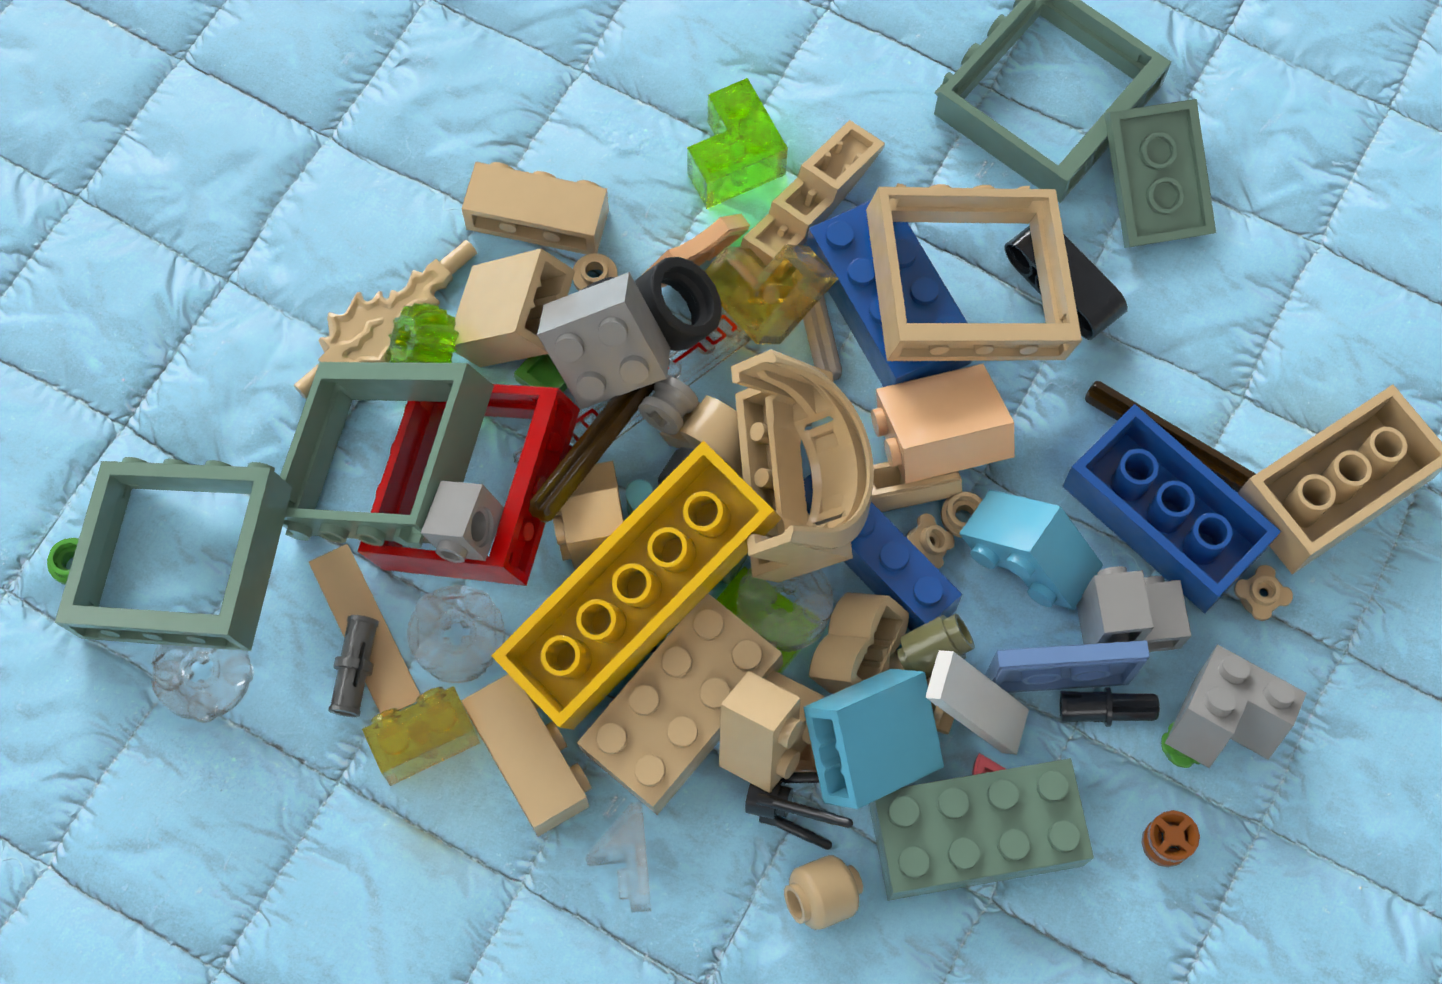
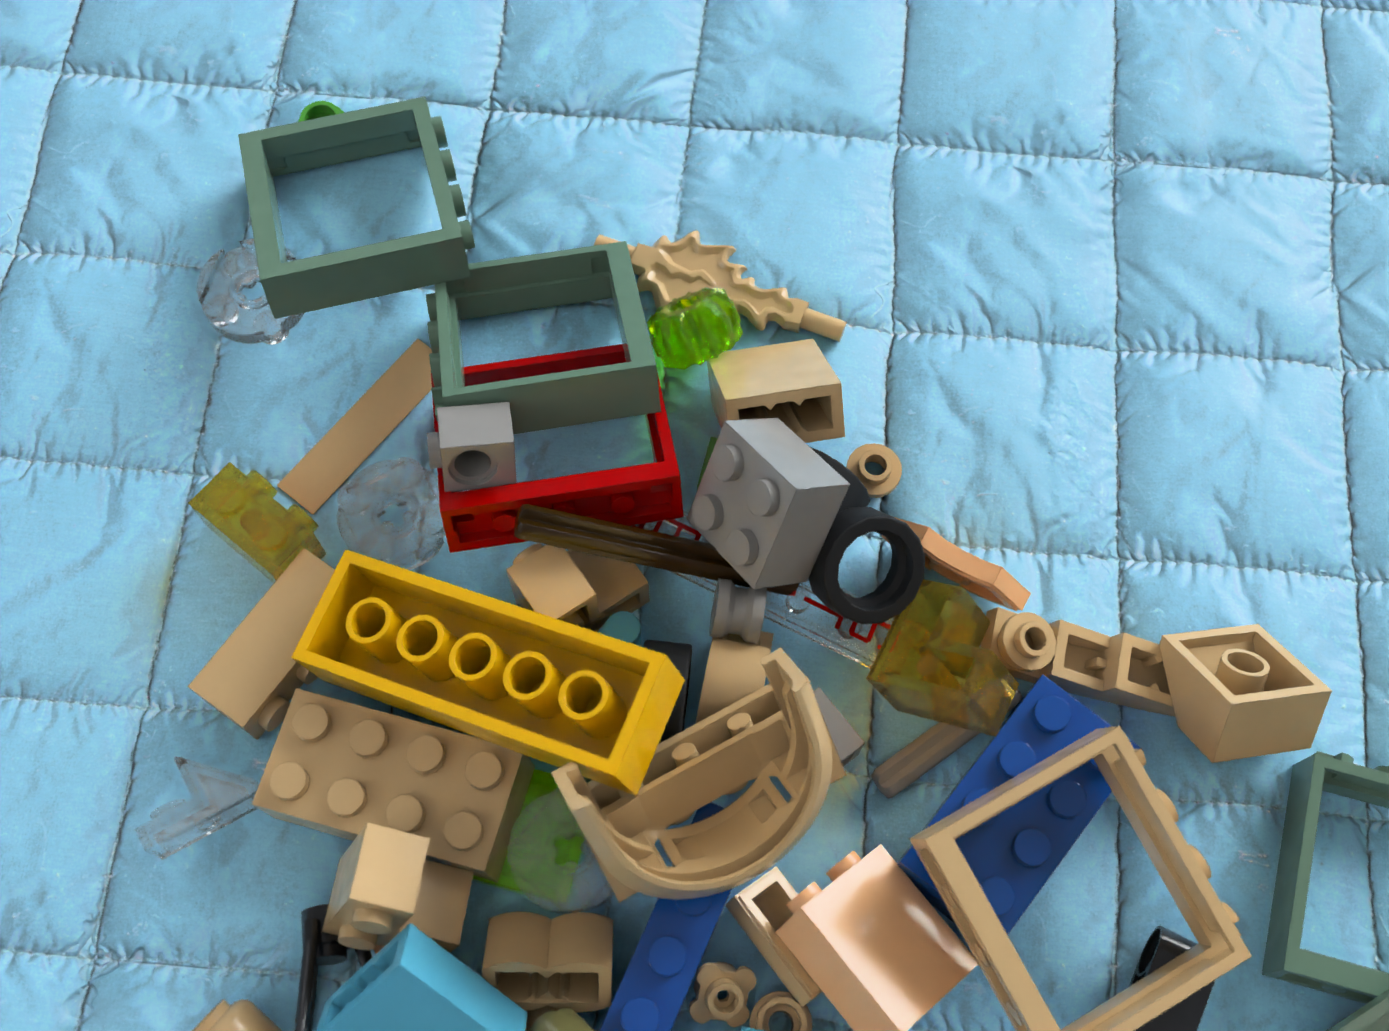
camera: 65 degrees right, 0 degrees up
(353, 666) = (279, 438): dark grey pin -> none
(535, 208) = (920, 374): tan brick -> none
(743, 148) = (1106, 562): clear neon green brick -> none
(776, 229) = (1014, 648): none -> tan plate
(875, 115) = (1241, 692): none -> tan slope

